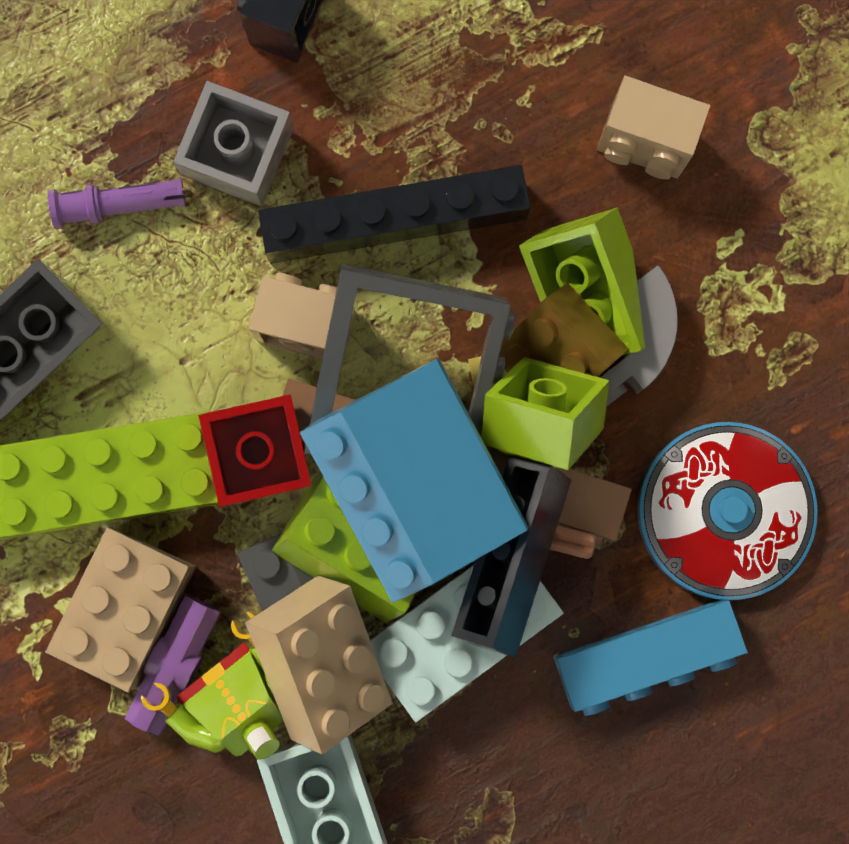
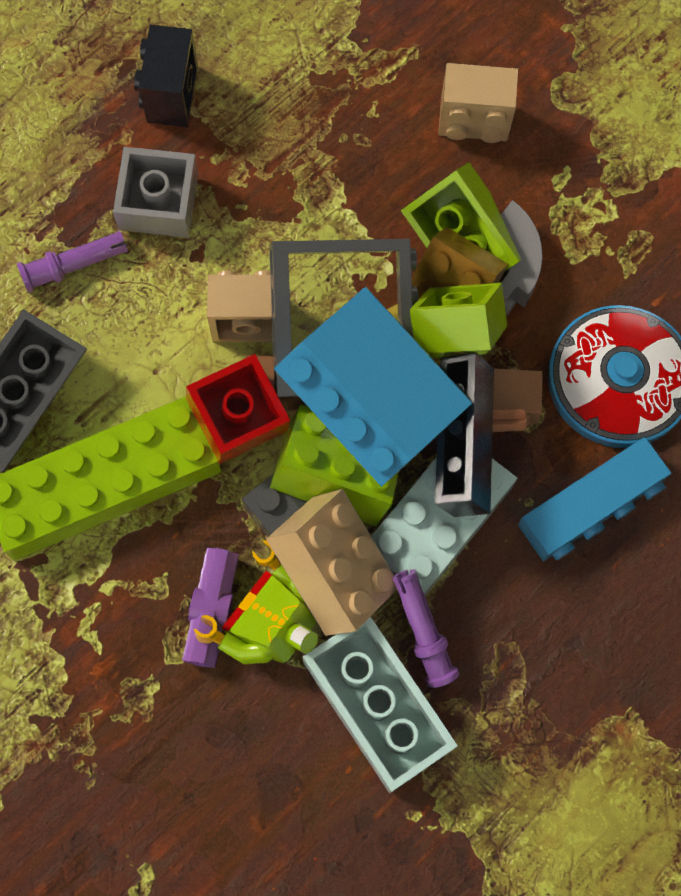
camera: 15 degrees left, 10 degrees down
(120, 609) = (157, 571): tan brick -> none
(394, 214) = (296, 214): black brick -> none
(408, 778) = (429, 644): none -> medium lavender pin

